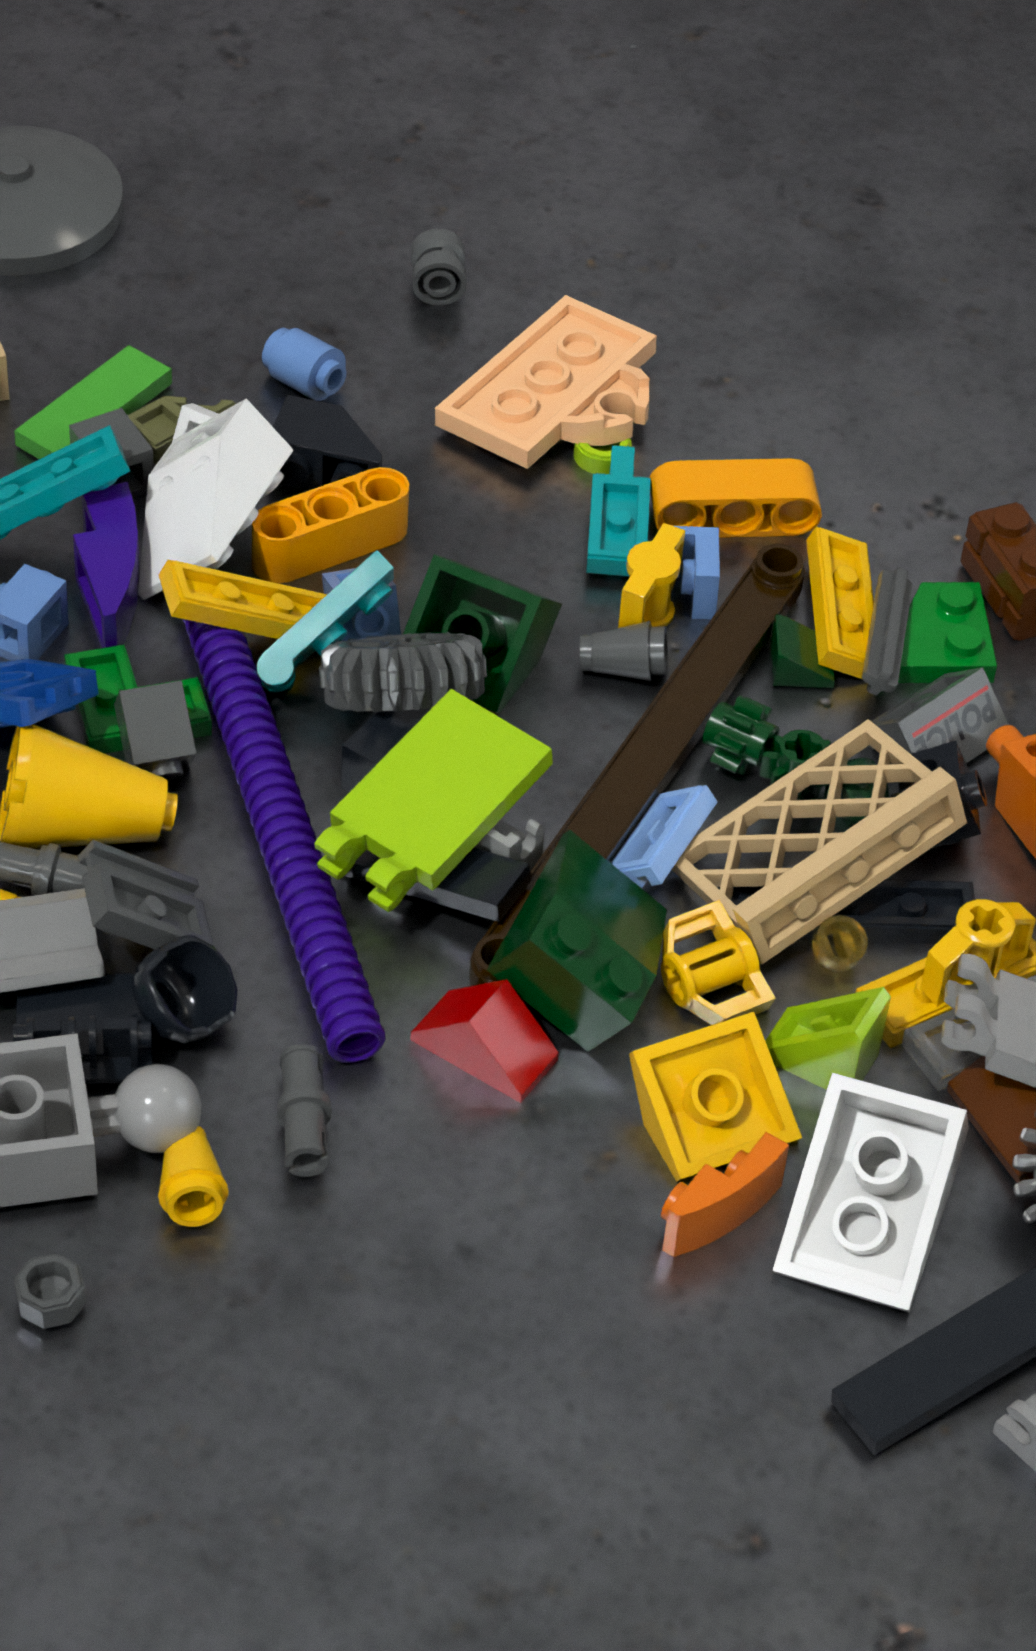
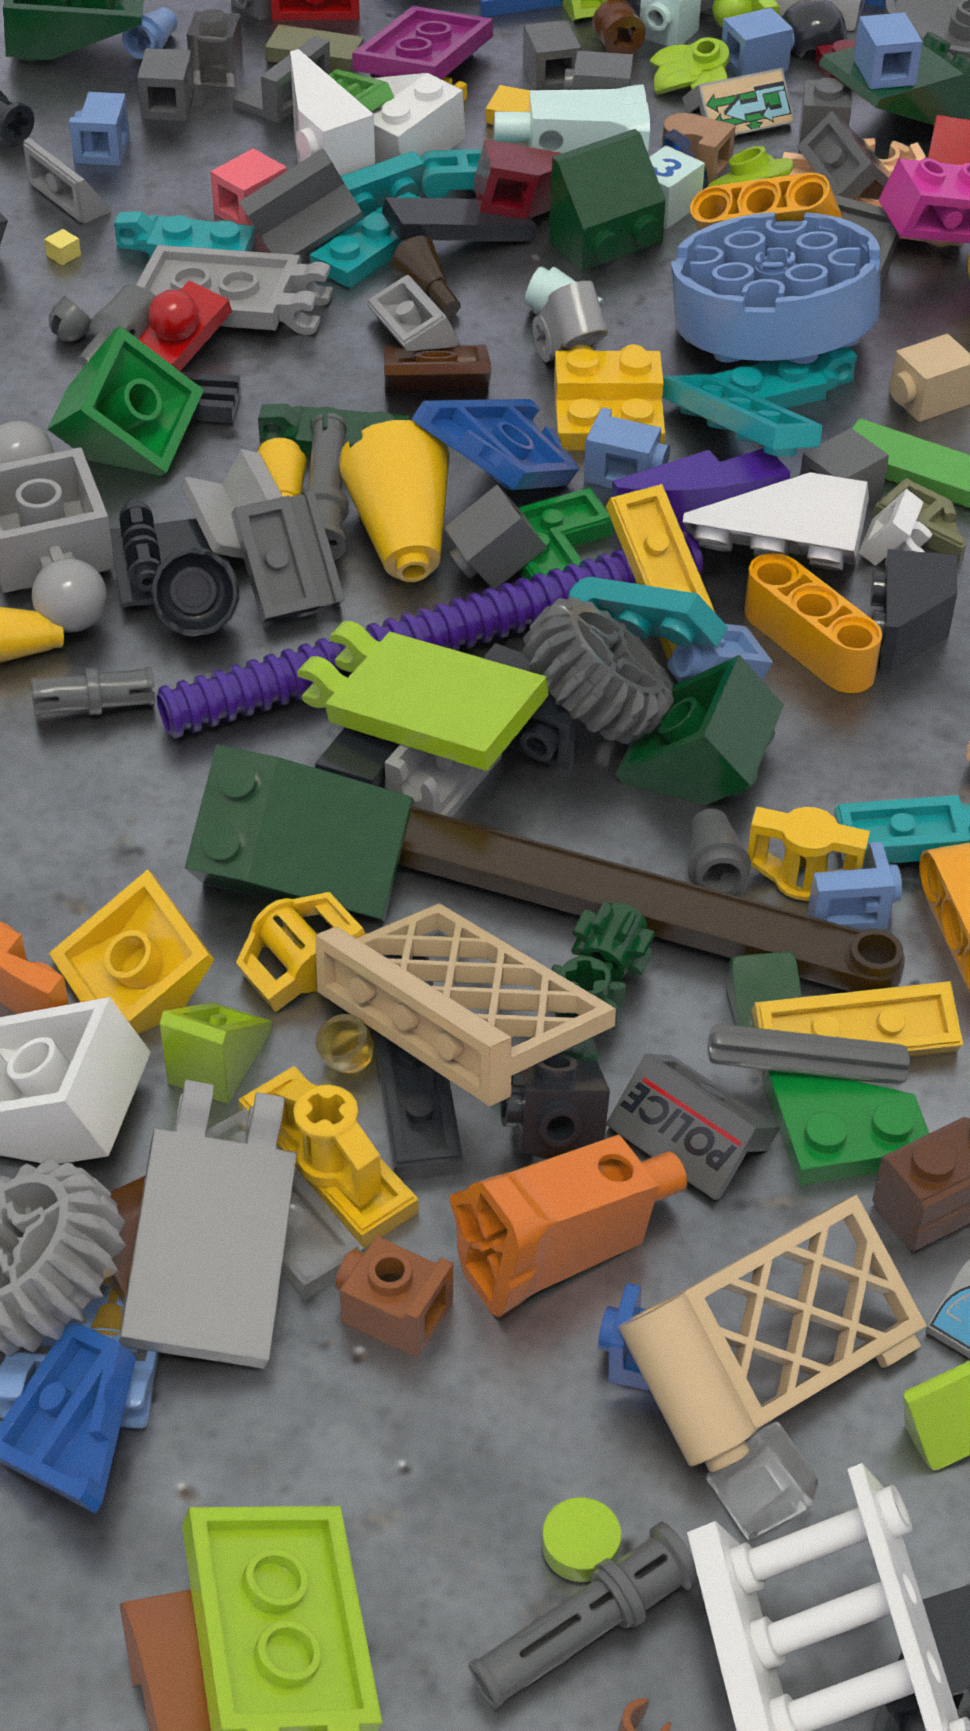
camera: 85 degrees right, 0 degrees up
(489, 1037) = (173, 804): red slope -> none
(664, 834) = (459, 894): light blue tile -> none

